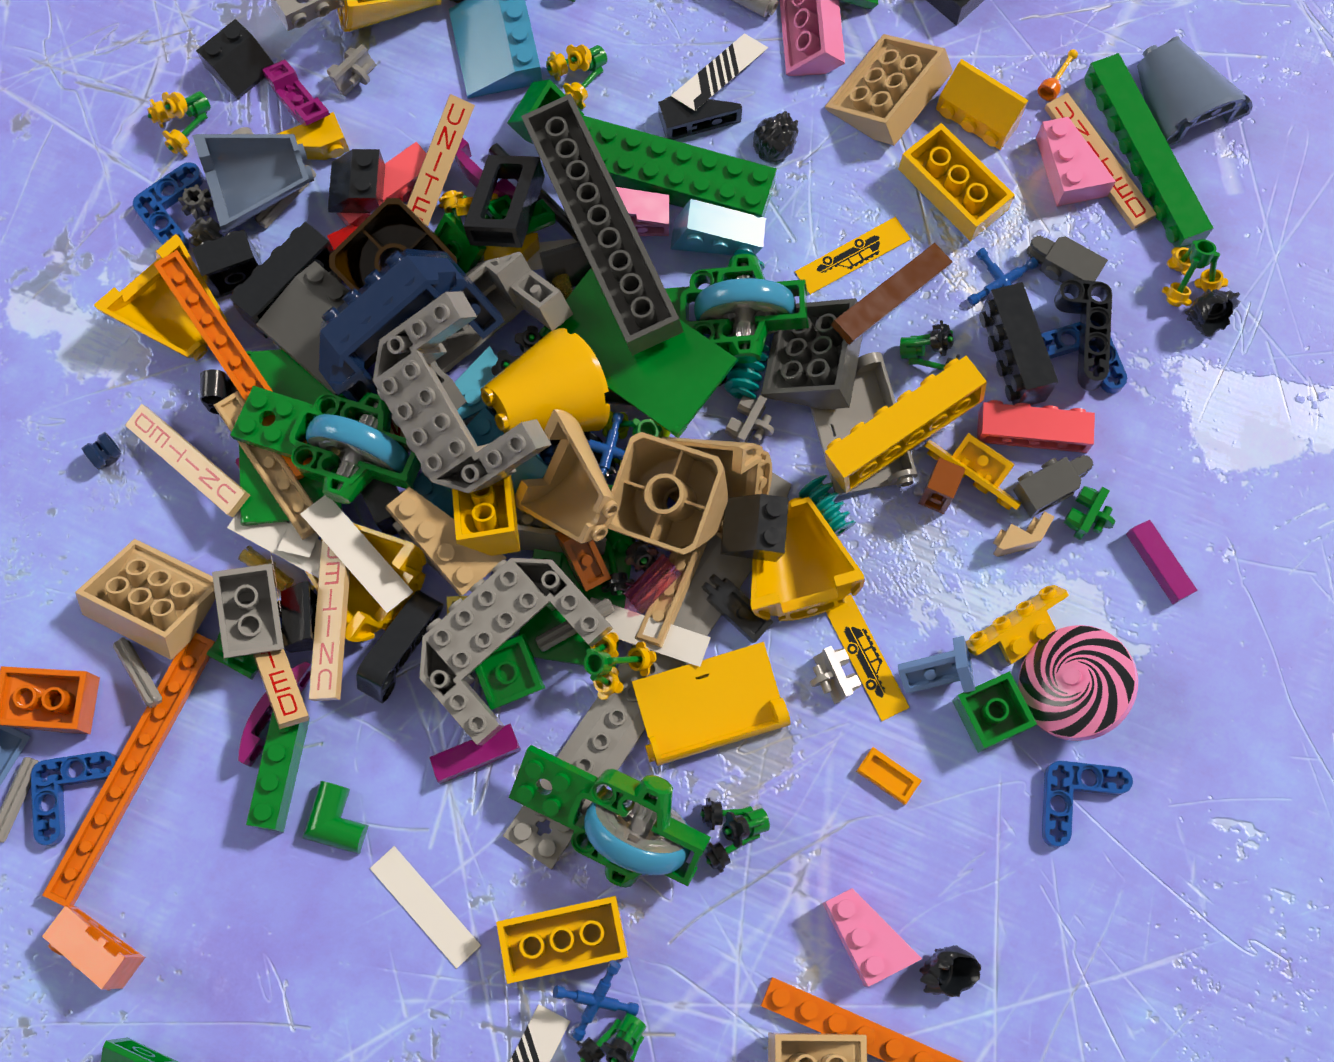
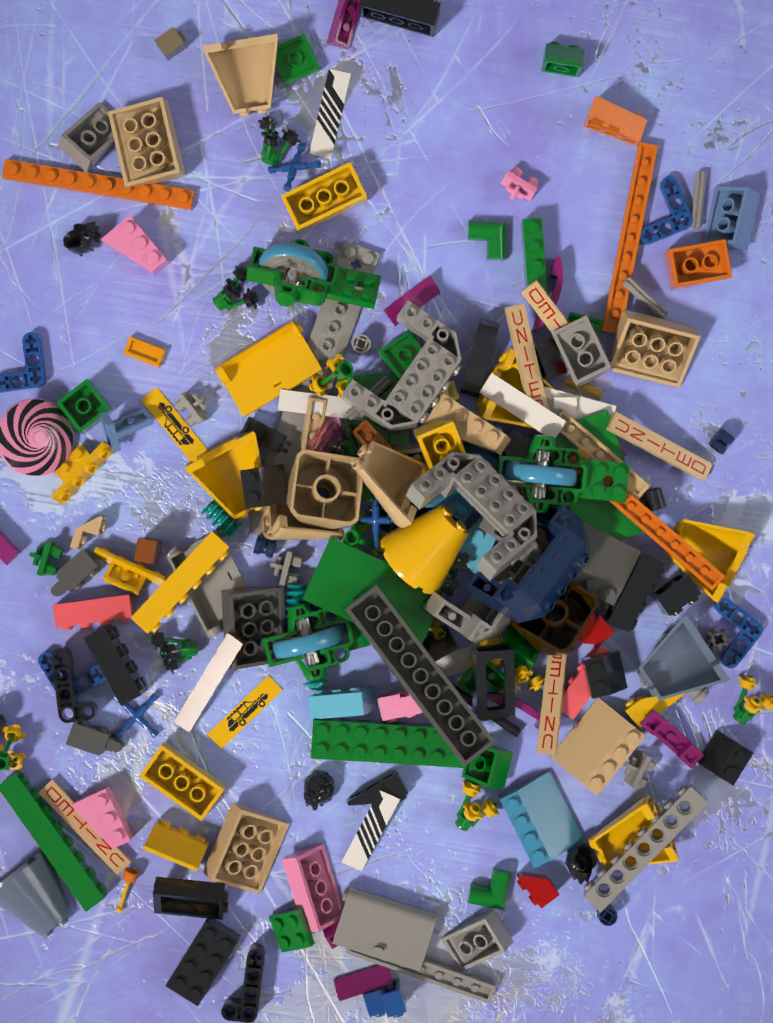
camera: 165 degrees right, 15 degrees up
(204, 231) = (702, 615): dark grey gear -> none
(269, 886) = (518, 186): none -> bright pink hips
(392, 104) = (598, 746): none -> tan slope
(425, 907) = (417, 199): white sticker -> none
(567, 710) = (361, 344): none -> light grey wheel
(780, 459) = (261, 544): none -> dark blue wheel
(976, 39) = (190, 898): none -> black piece

